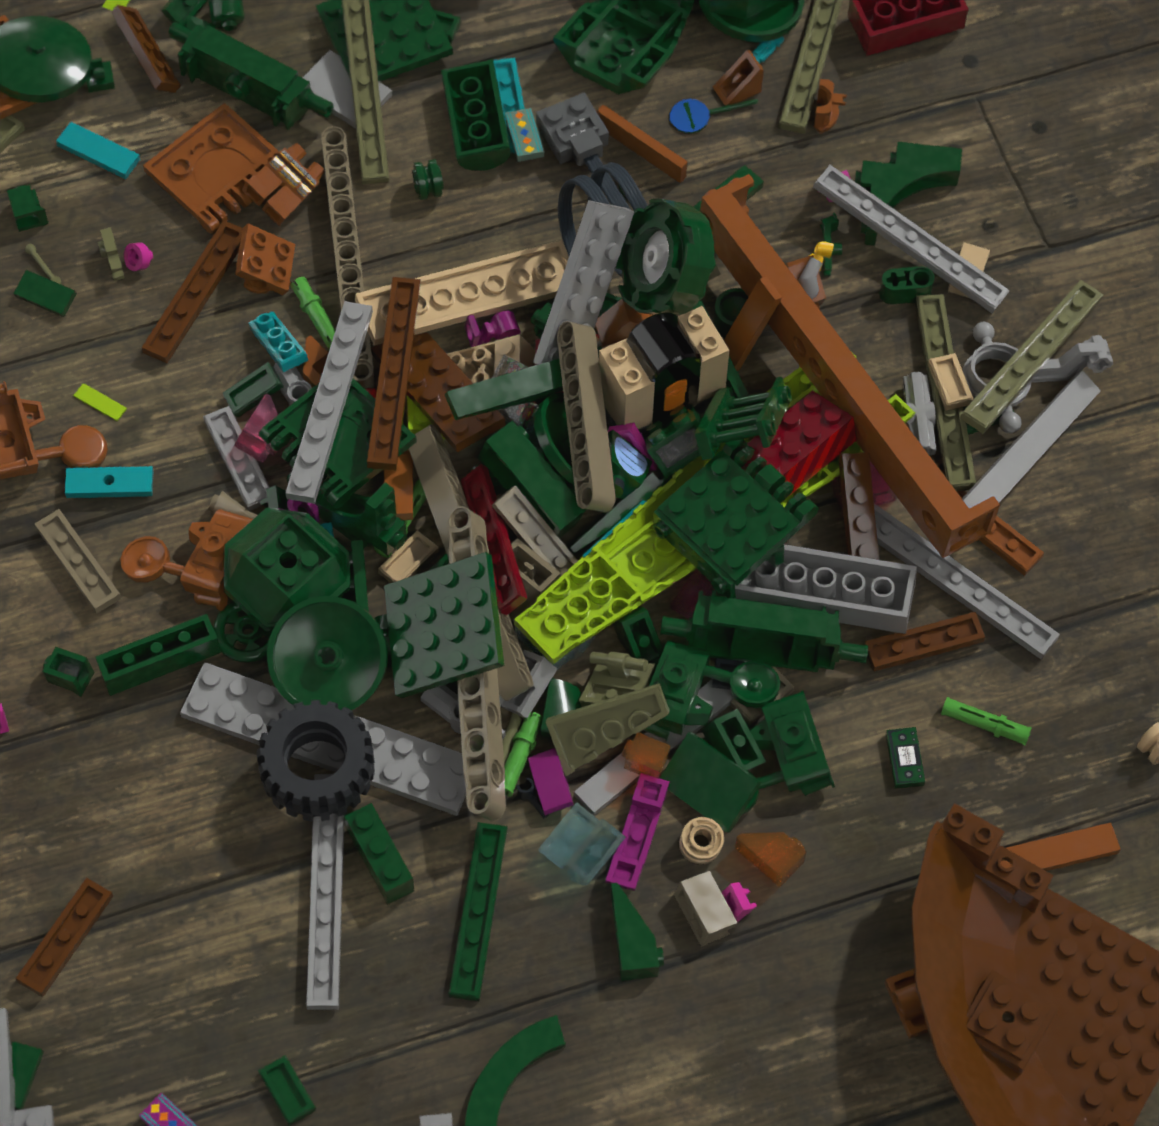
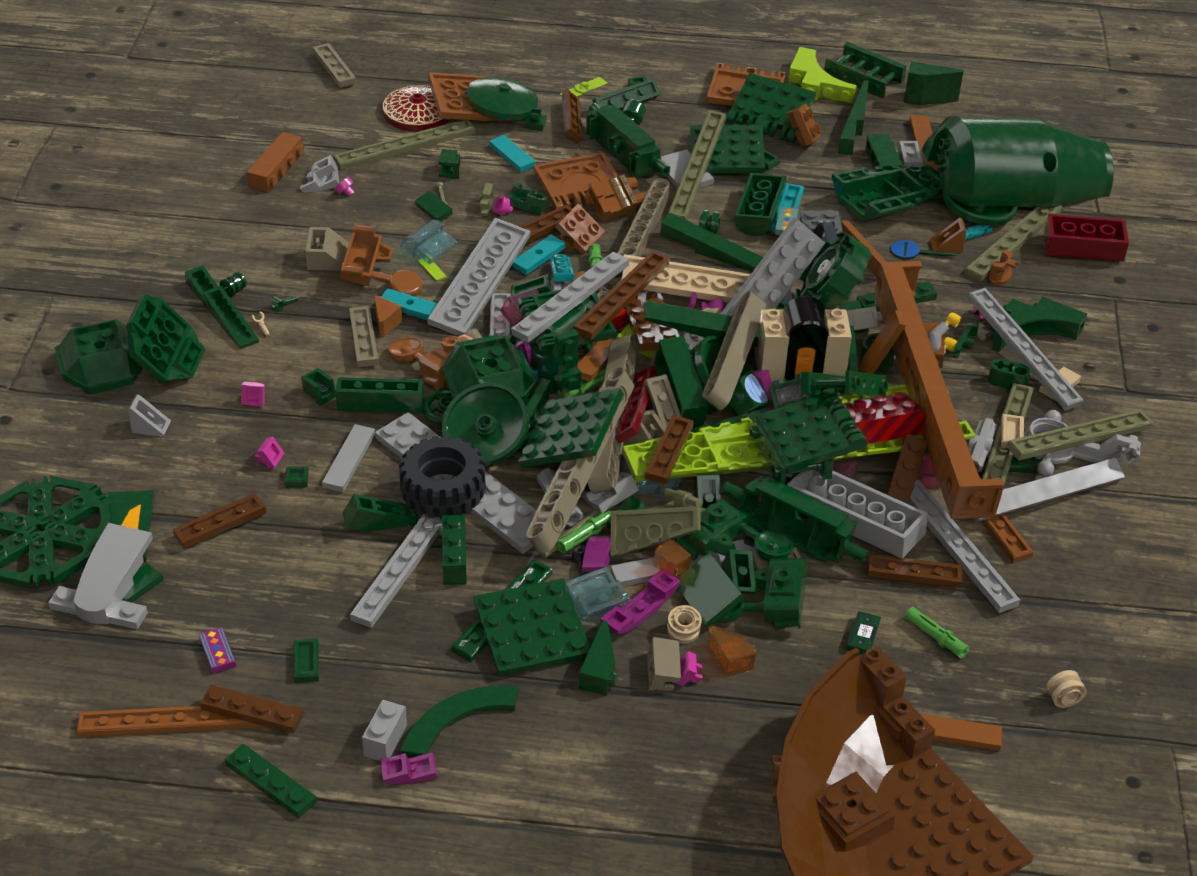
camera: 25 degrees right, 20 degrees down
(67, 805) = (269, 453): none -> dark pink tile
(74, 361) = (429, 242): none -> clear light blue brick
(89, 513) = (387, 315): none -> dark orange slope
(119, 823) = (296, 476): none -> dark green tile
(163, 227) = (527, 199): none -> dark green slope
(168, 766) = (348, 458): none -> light grey tile
(179, 400) = (479, 277): none -> light grey plate
(235, 312) = (538, 254): none -> teal tile
(255, 842) = (376, 514): none -> dark green slope
(450, 213) = (708, 243): none -> dark green slope
(528, 924) = (531, 627): none -> dark green plate
(576, 604) = (669, 450): none -> reddish brown plate

